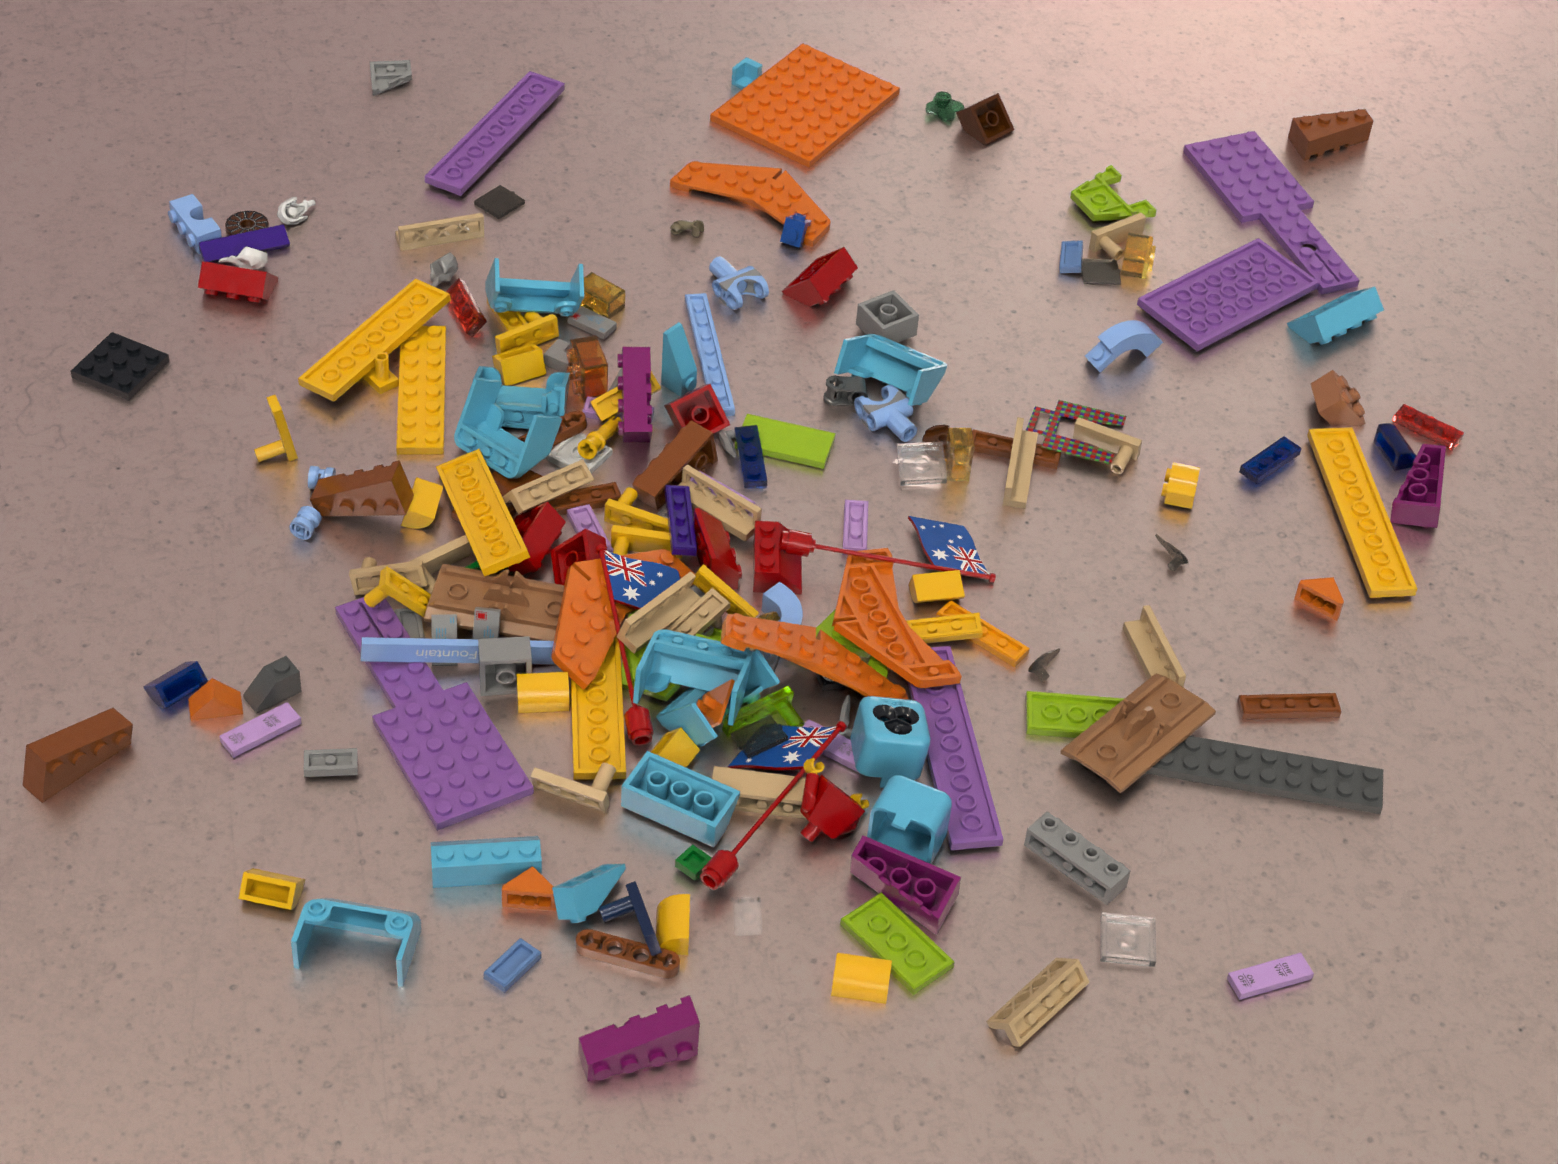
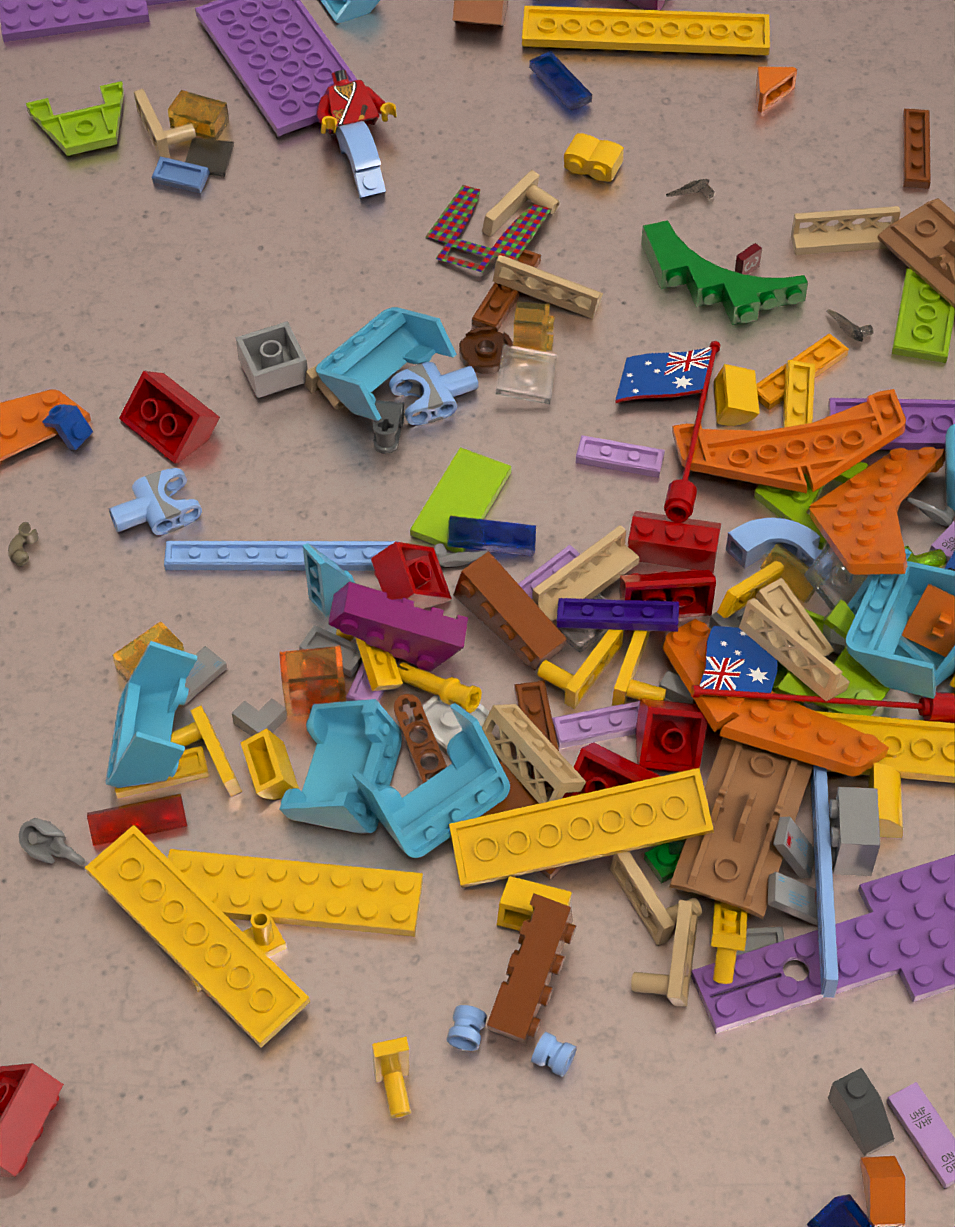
camera: 75 degrees left, 10 degrees up
(1068, 548) = (710, 284): none -> green arch
(1094, 589) = (748, 259): none -> dark red tile
(1173, 327) = (351, 103): none -> red torso

